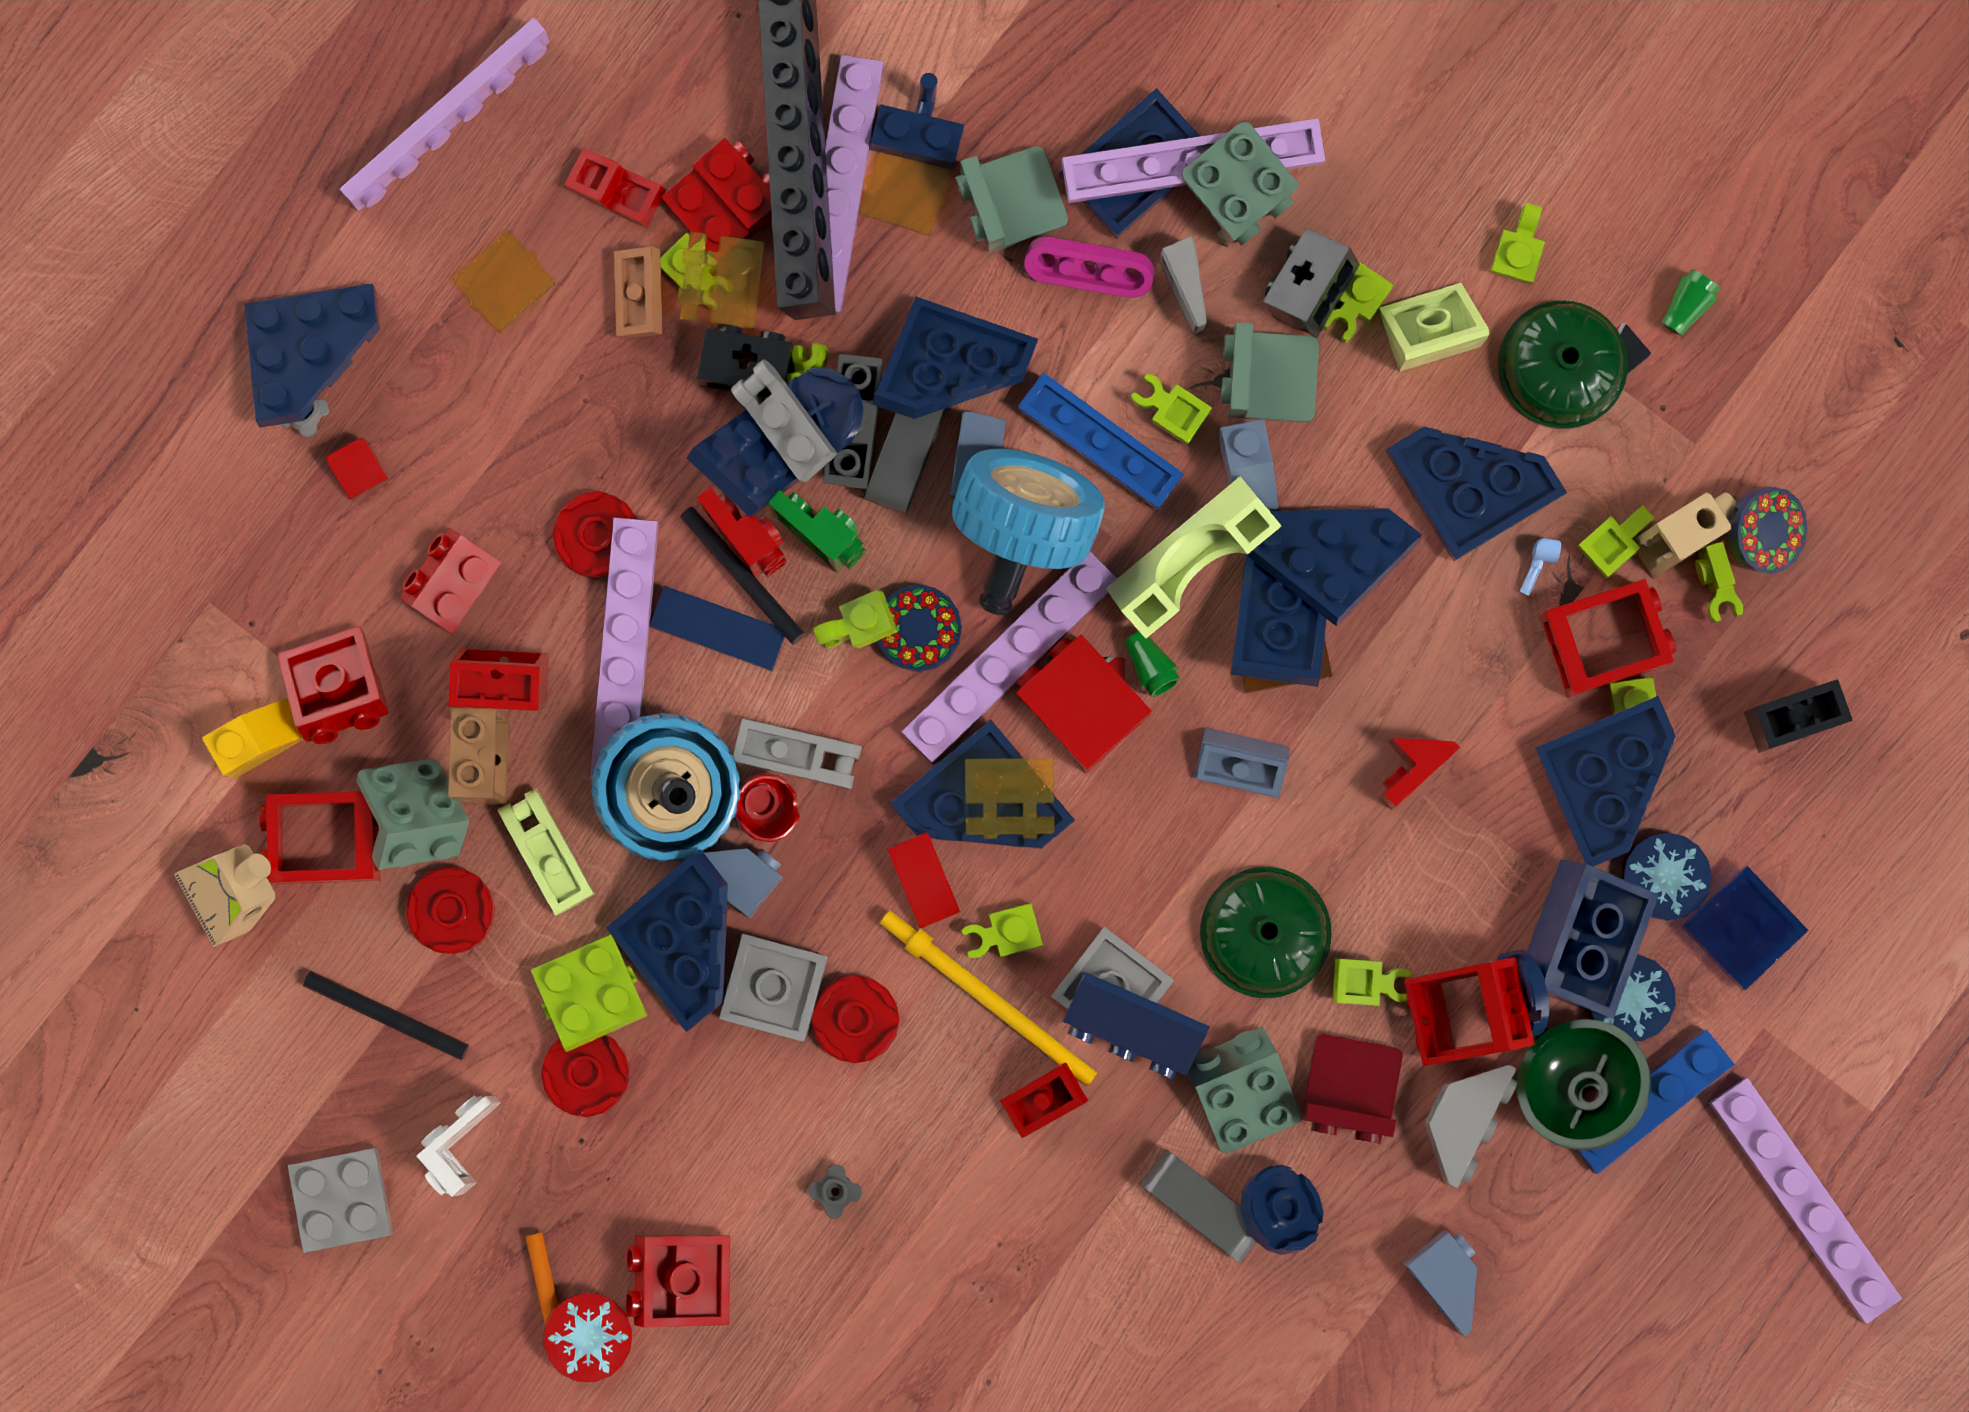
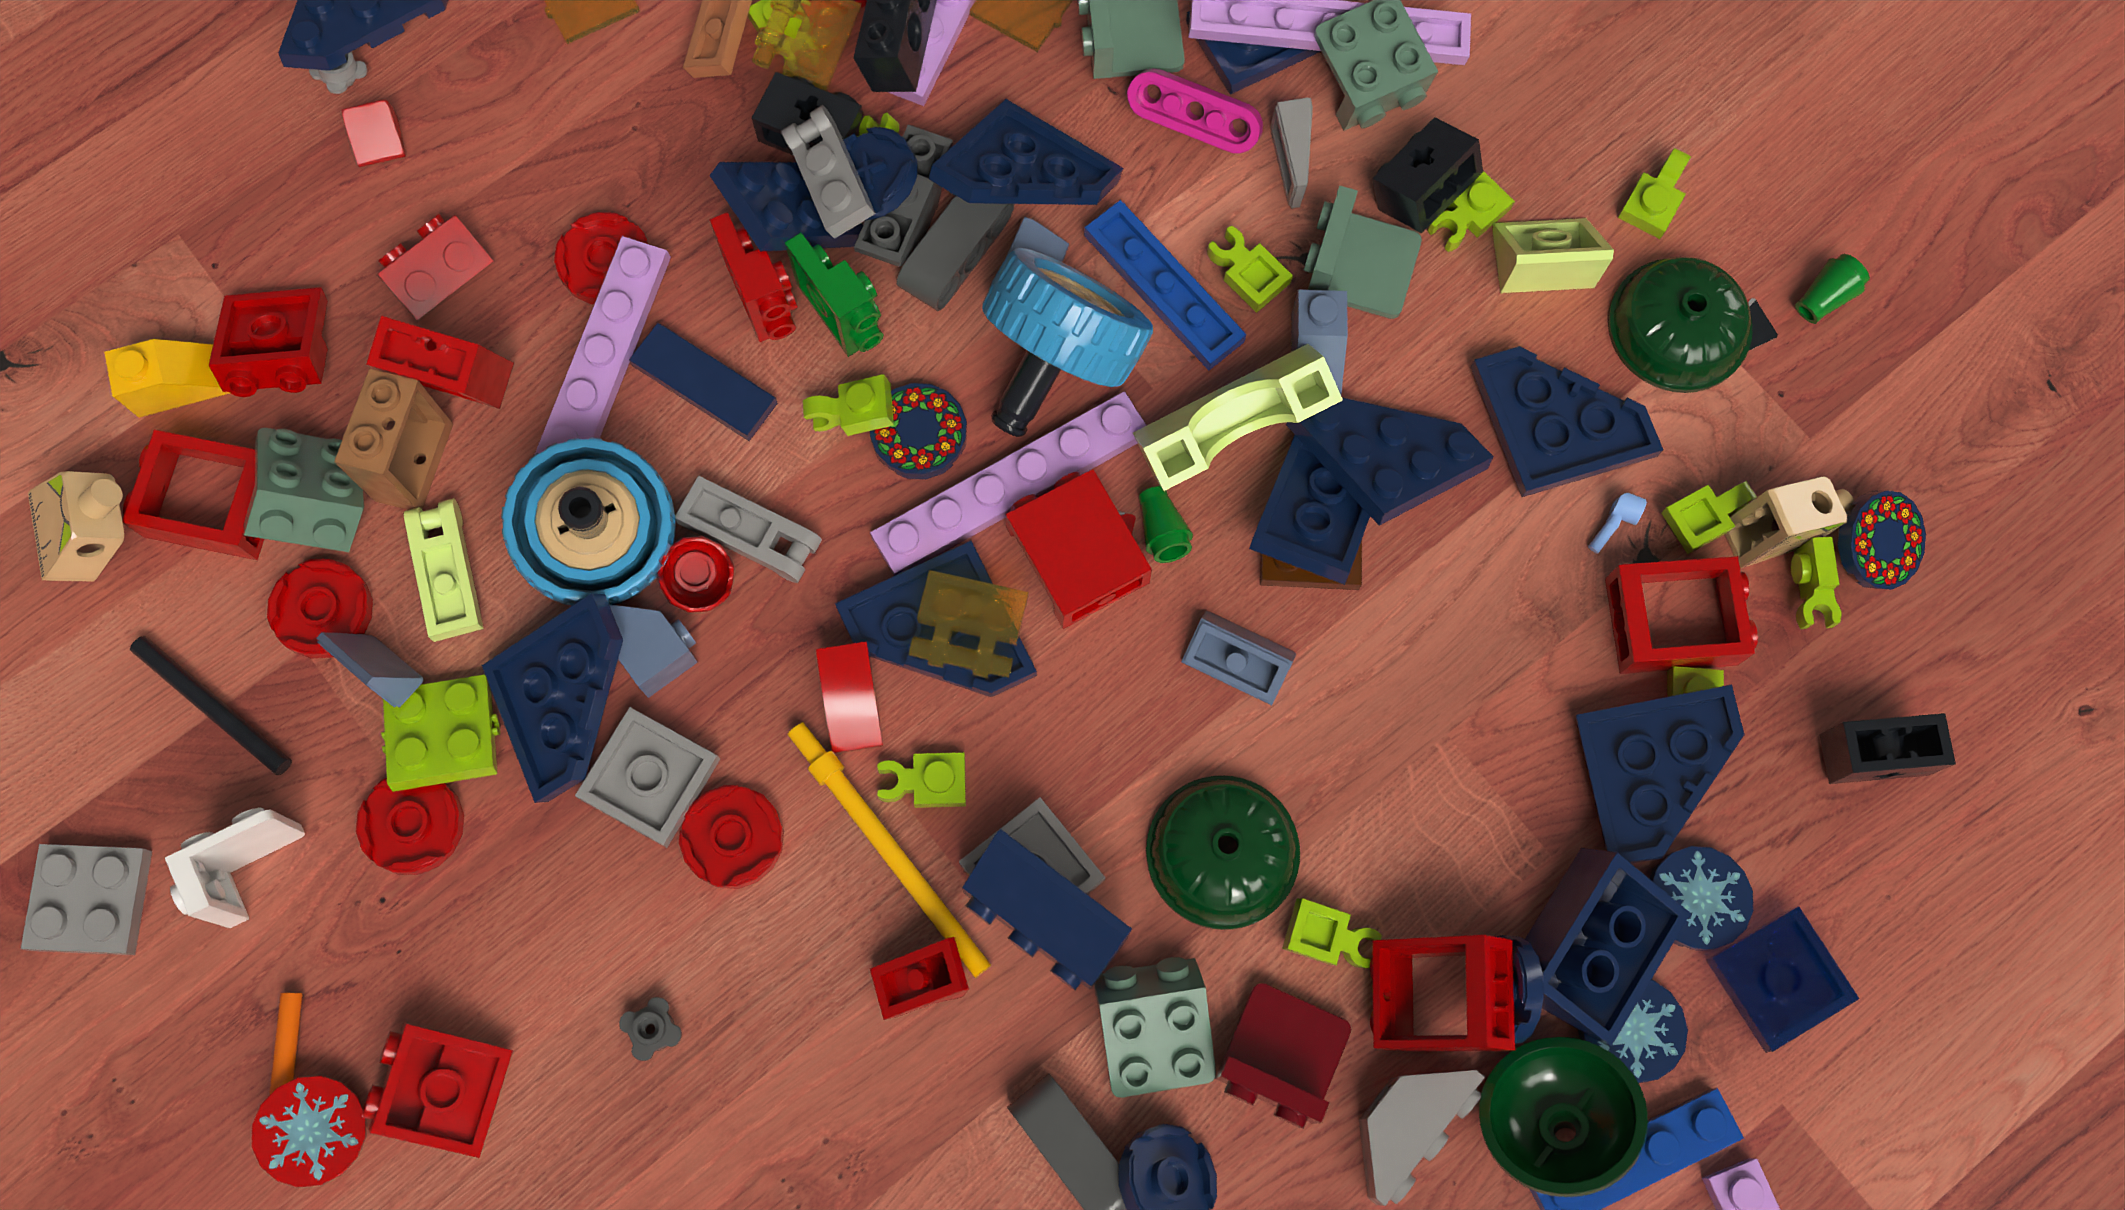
camera: 10 degrees right, 10 degrees down
(518, 951) = (373, 665): none -> sand blue slope
(742, 575) = (744, 332): black bar -> none
(1423, 758) = (1445, 698): red slope -> none

